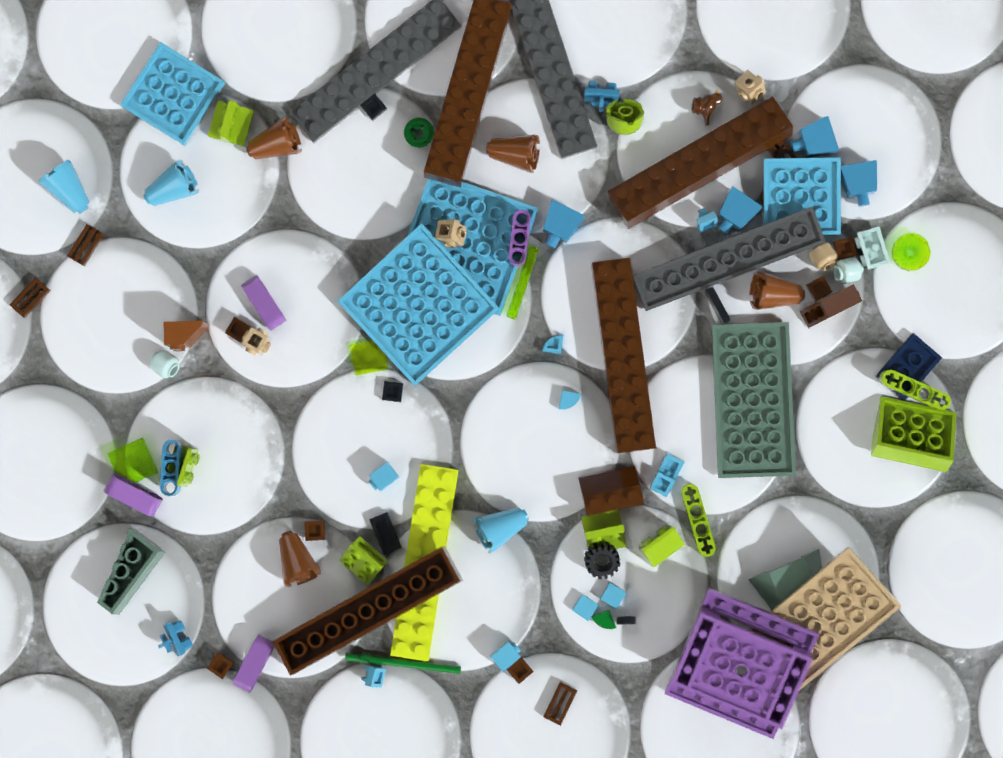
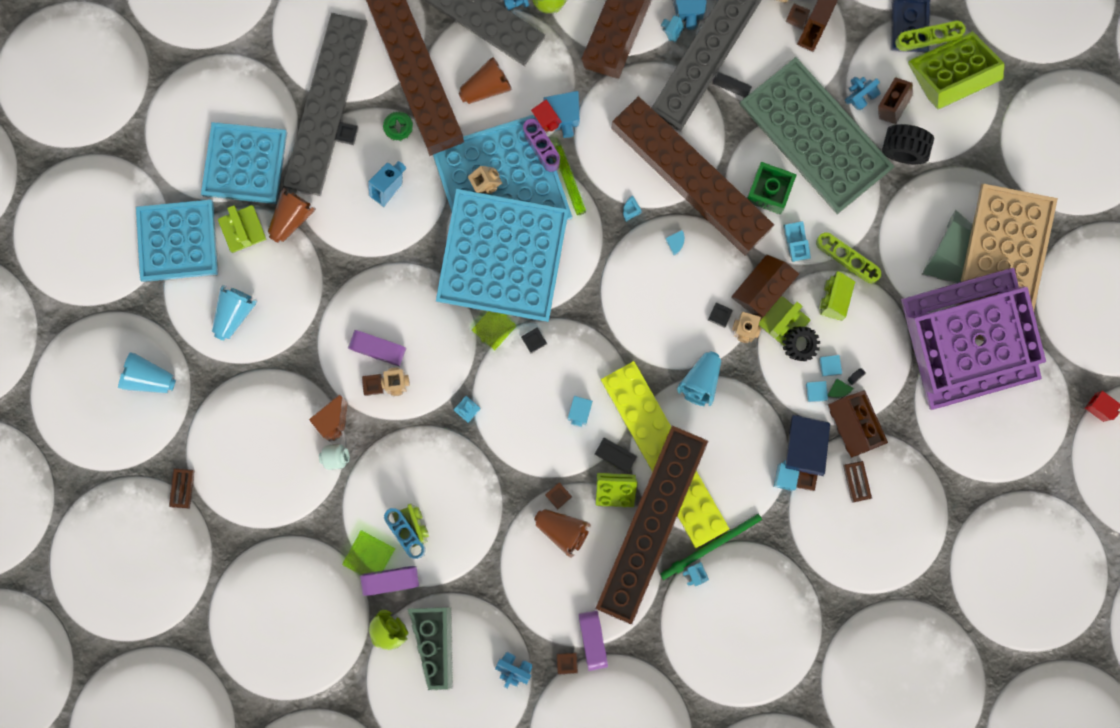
camera: 45 degrees left, 5 degrees down
(87, 228) = (194, 396): reddish brown tile -> none
(102, 532) = (387, 631): none -> lime cylinder
(273, 70) = (244, 163): none -> medium azure plate
(297, 406) = (467, 409): none -> medium azure tile
(366, 176) = (386, 182): none -> dark azure torso
(541, 218) = (546, 116): none -> red brick
(541, 644) = (807, 445): none -> dark blue tile
(557, 486) = (720, 315): none -> black tile
(575, 510) = (751, 323): none -> tan brick
(596, 659) = (857, 423): none -> reddish brown slope
(679, 415) = (771, 188): none -> green brick
(773, 292) = (766, 42): dark orange cone -> none
(819, 466) = (908, 144): none -> black tyre
(820, 389) = (869, 88): none -> dark azure hips
(840, 422) = (895, 100): none -> reddish brown brick

